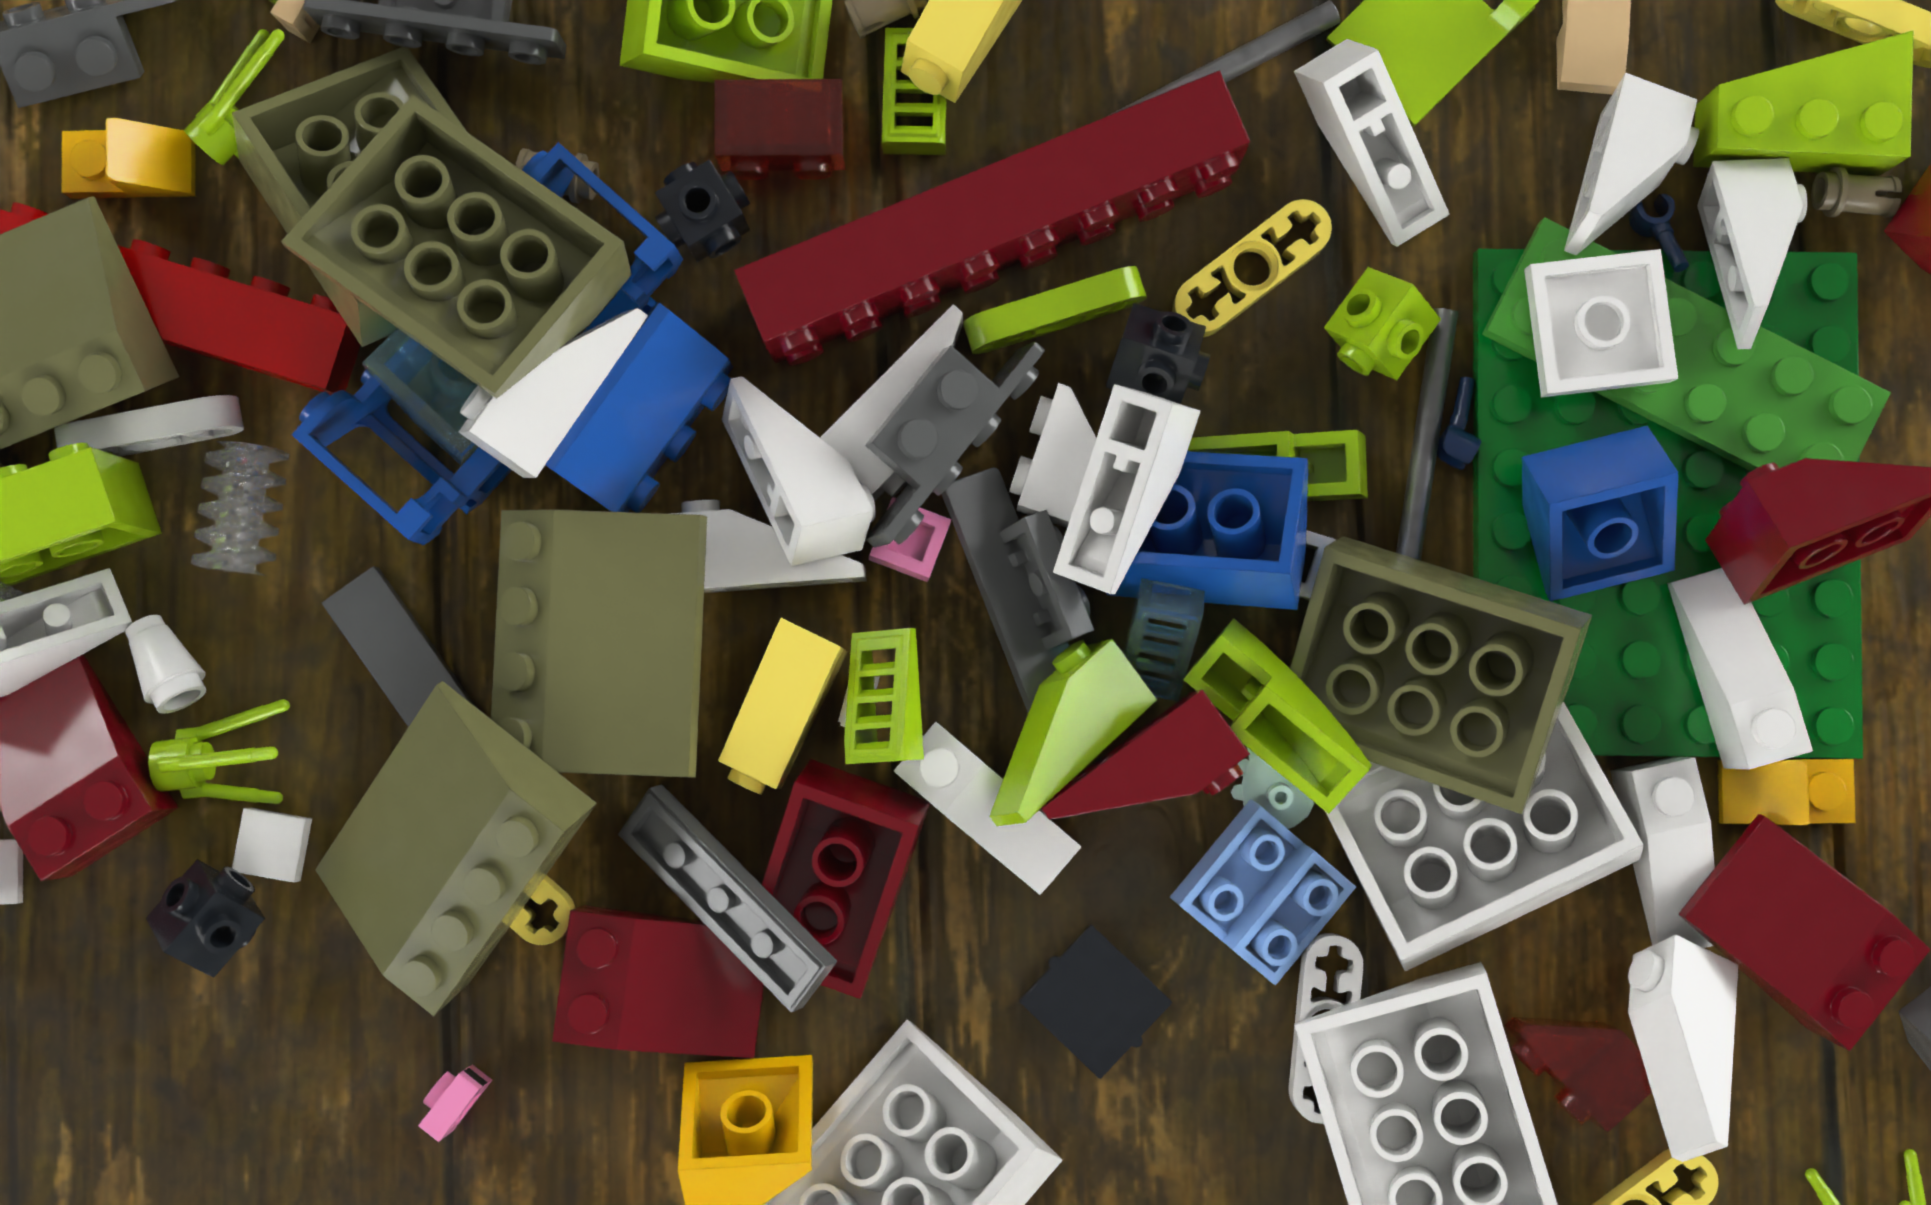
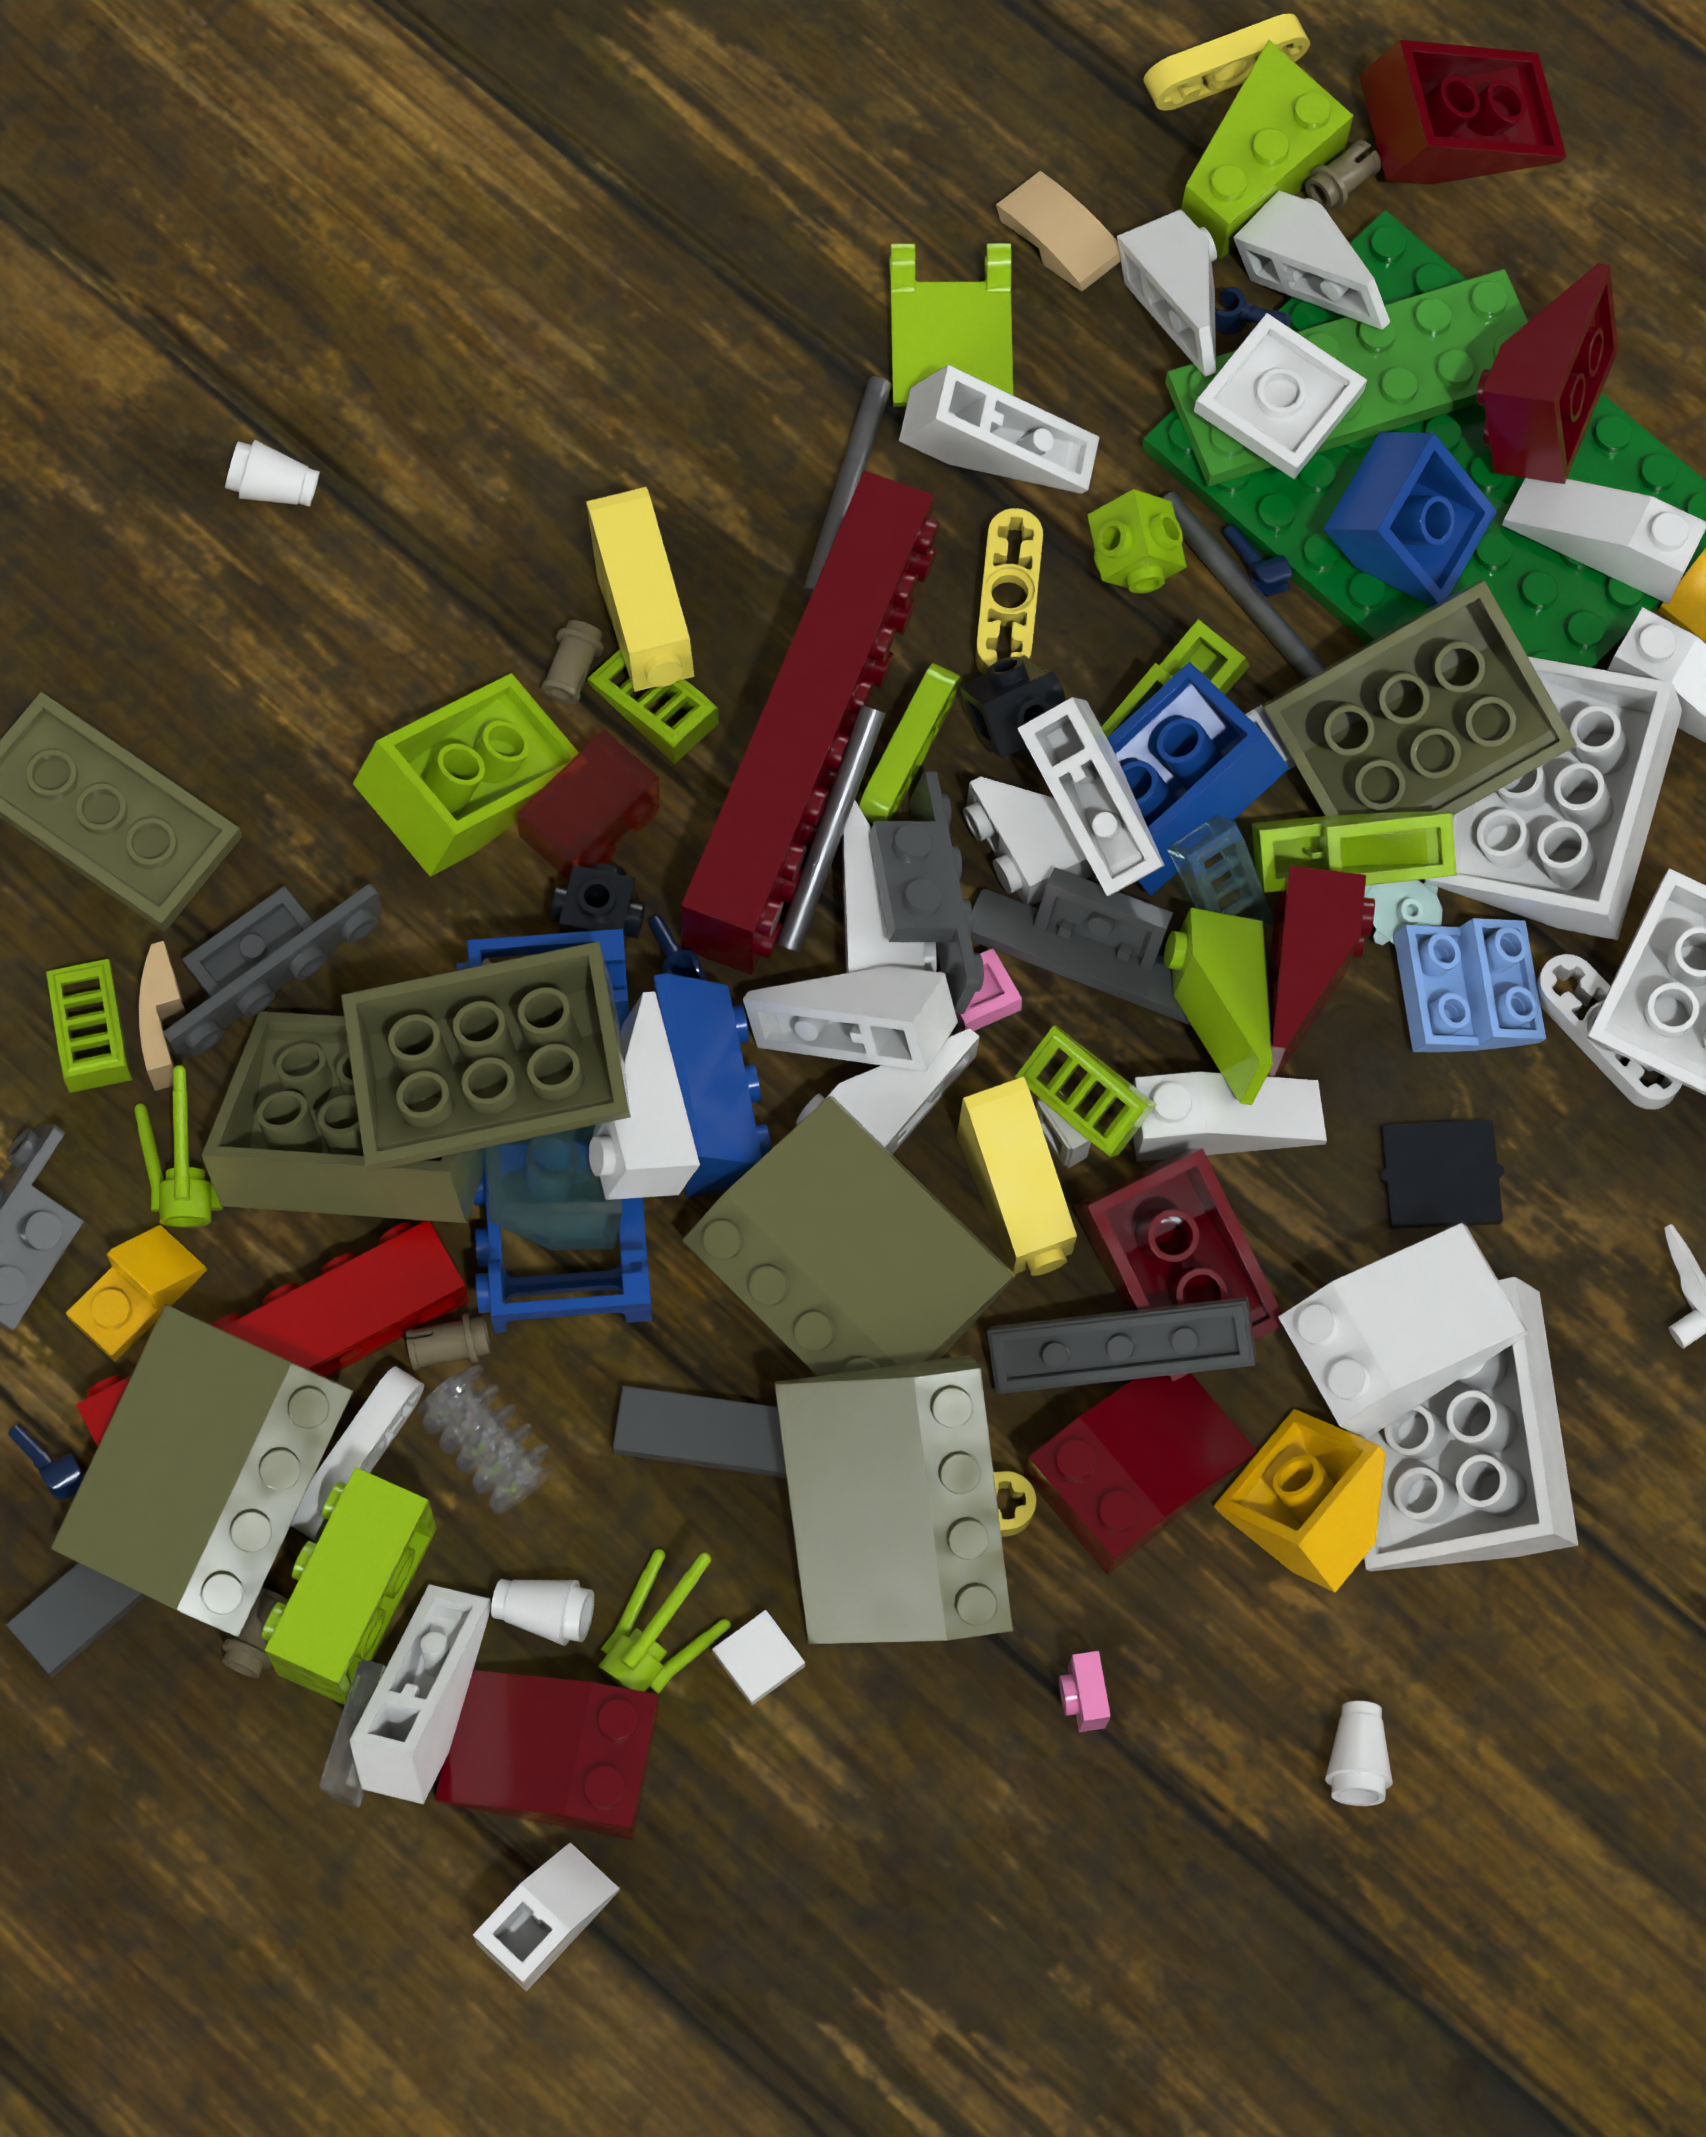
camera: 55 degrees left, 15 degrees down
(206, 917) = (772, 1742): black brick -> none
(278, 407) = (448, 1342): none -> dark tan pin
(725, 304) = (677, 961): none -> dark blue hand
(923, 315) = (830, 828): none -> flat silver bar
(925, 1094) = (1402, 1329): none -> white slope

